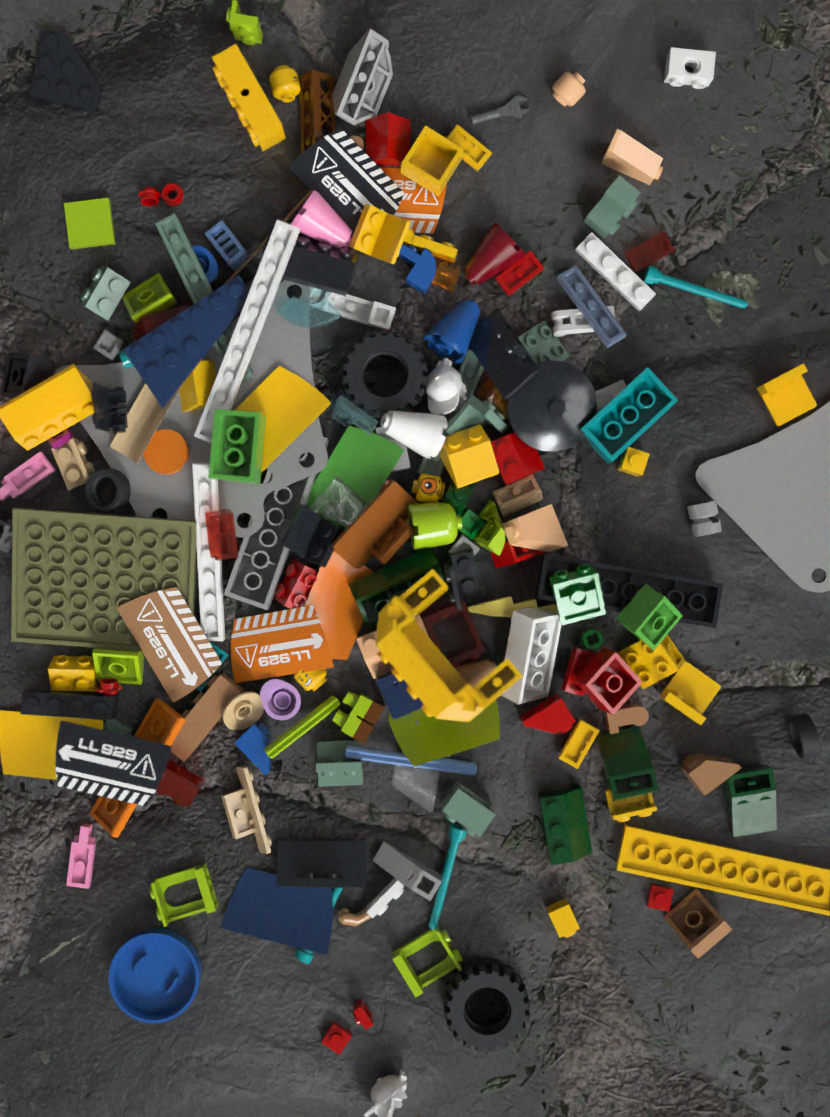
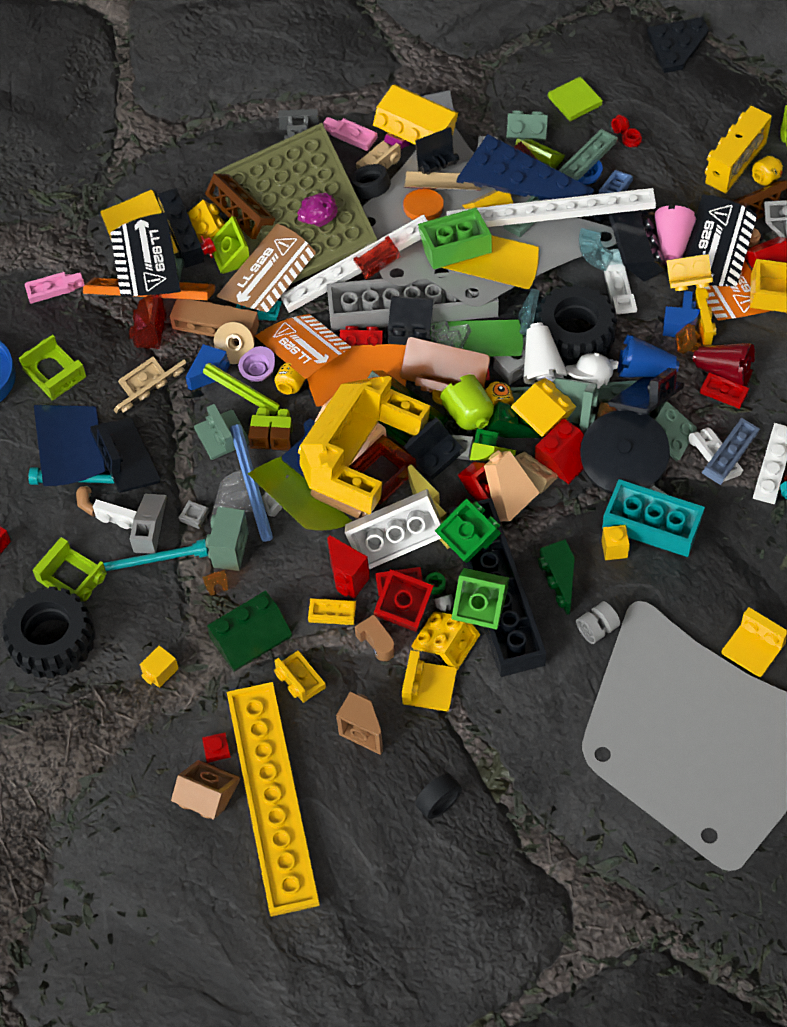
camera: 65 degrees right, 30 degrees down
(71, 633) = (239, 199): none -> reddish brown fence
(125, 569) = (314, 212): none -> magenta hair
(414, 823) = (194, 514): none -> light grey tile
(497, 834) = (213, 579): none -> clear orange tile
(610, 641) = (444, 602): none -> light grey hinge
(627, 764) = (329, 653): dark green slope -> none
(636, 523) = (559, 566): none -> dark green slope
(751, 800) = (351, 780): slope -> none

